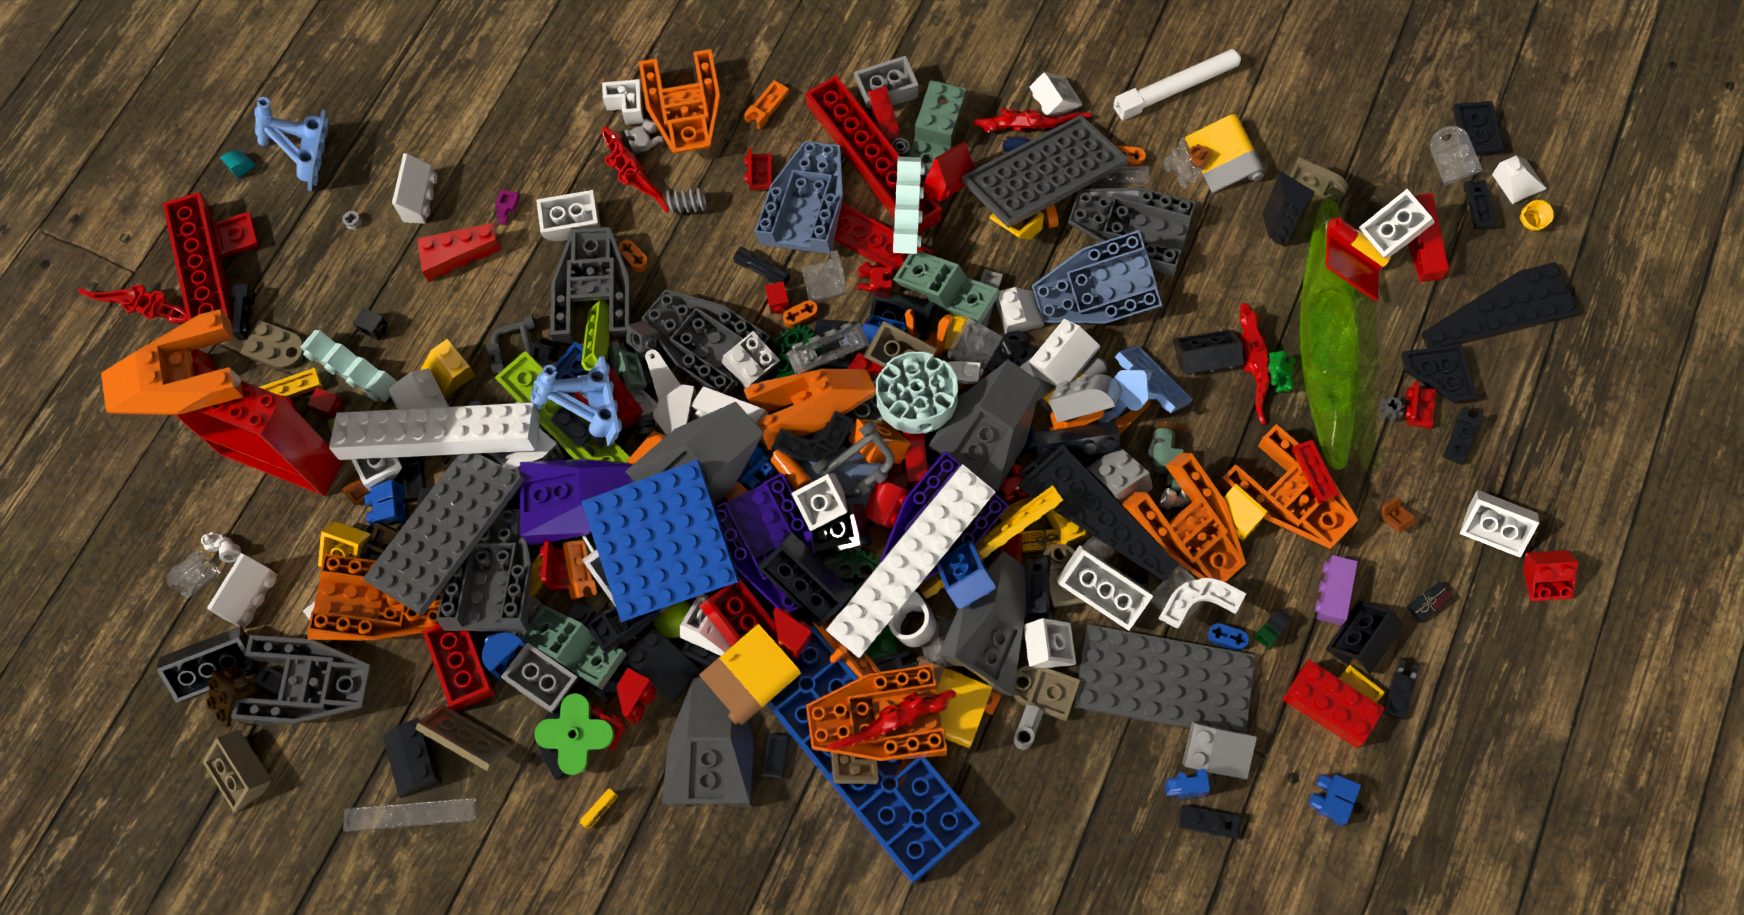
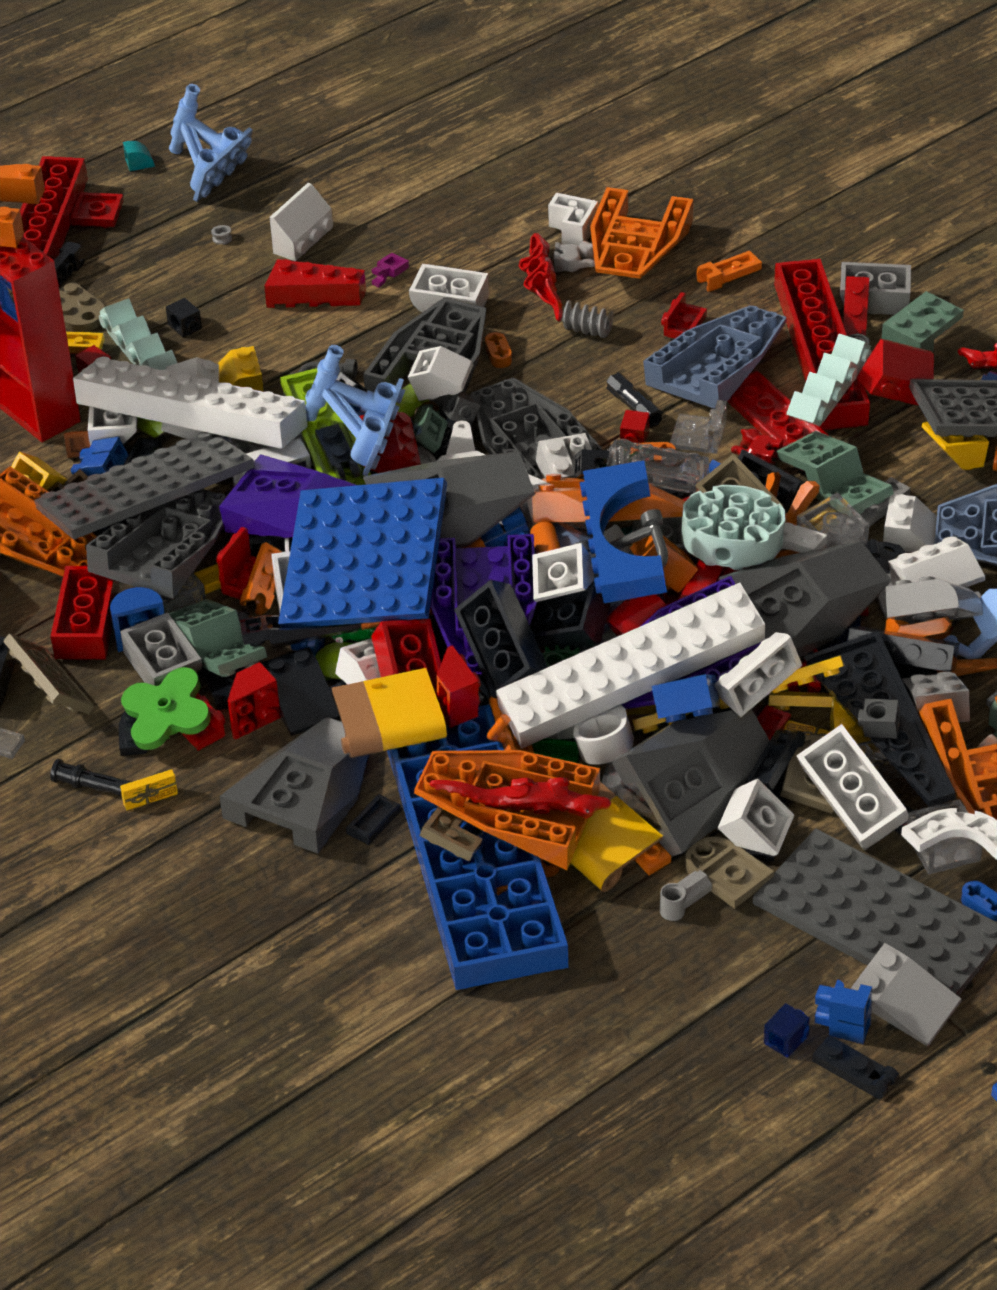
camera: 25 degrees right, 25 degrees down
(538, 818) = (80, 776): none -> black pin
(615, 319) = (439, 373): none -> white slope
(775, 365) = (588, 460): none -> black hinge
(817, 448) = (573, 529): black plate -> none
(866, 487) = (620, 573): none -> blue arch
(1005, 533) = (758, 673): none -> white slope
(1108, 519) = (880, 718): none -> dark grey brick
(1154, 815) = (786, 1030): none -> clear blue brick

